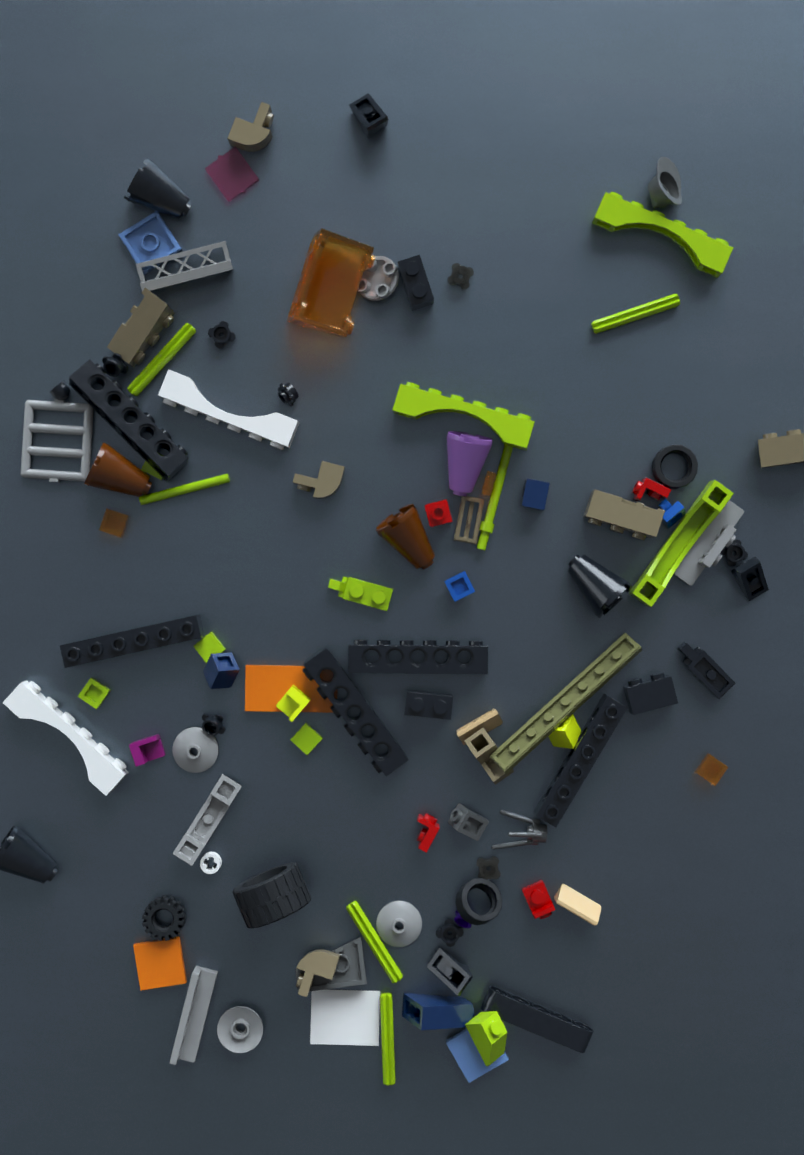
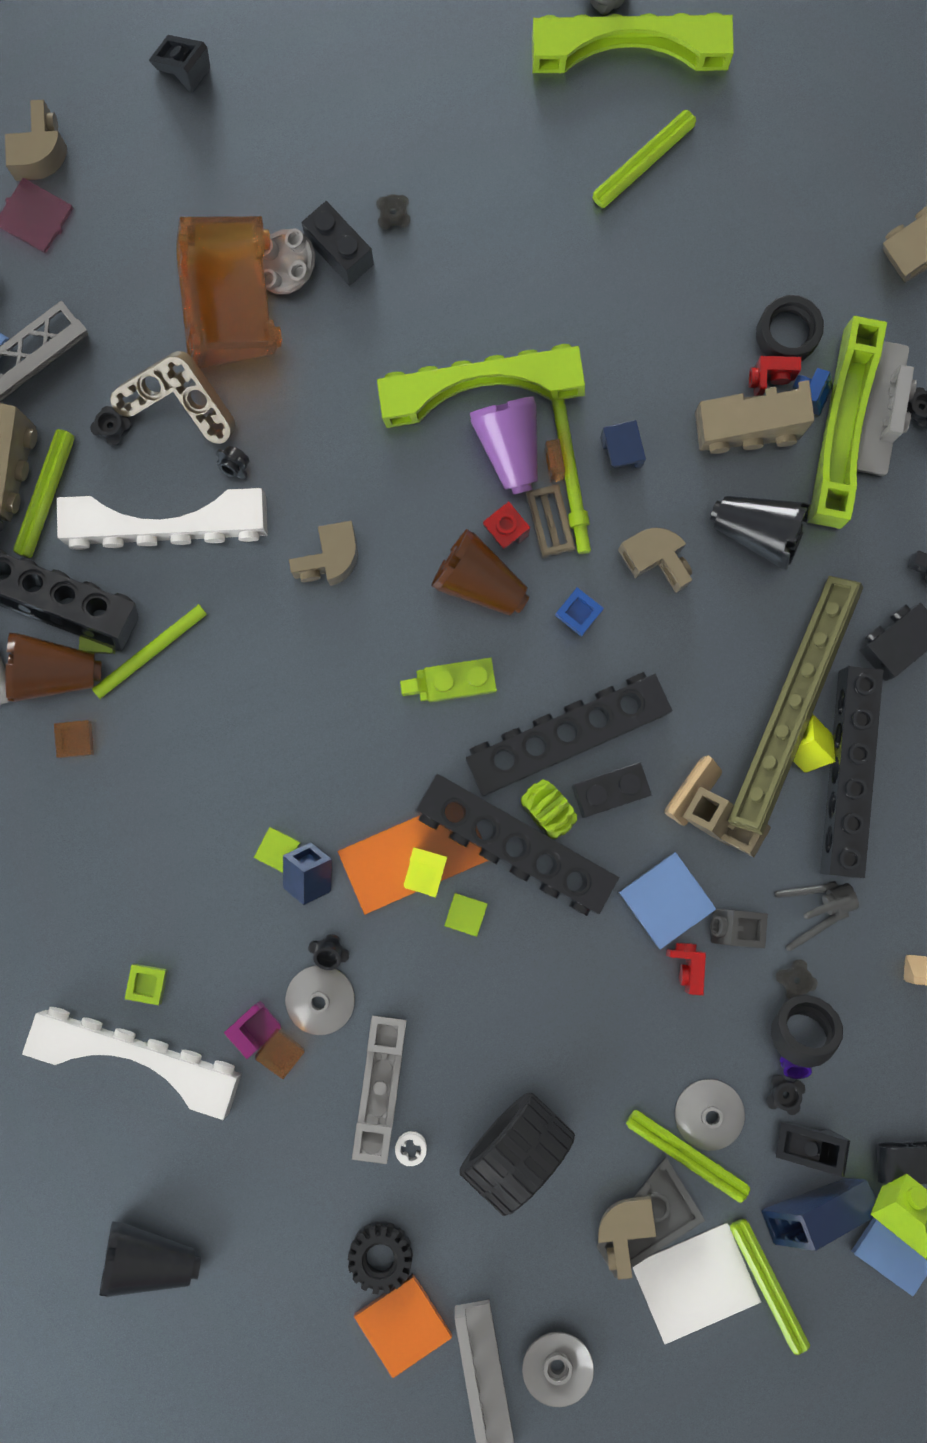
camera: 20 degrees left, 5 degrees down
(132, 641) = (166, 888): black brick -> none
(157, 771) = (279, 1053): none -> clear orange tile
(271, 328) = (173, 382): none -> dark tan beam
(385, 699) = (549, 809): none -> lime gear
(432, 785) = (667, 900): none -> medium blue tile
(524, 566) = (656, 548): none -> dark tan brick
(538, 900) = (886, 992): red bracket -> none

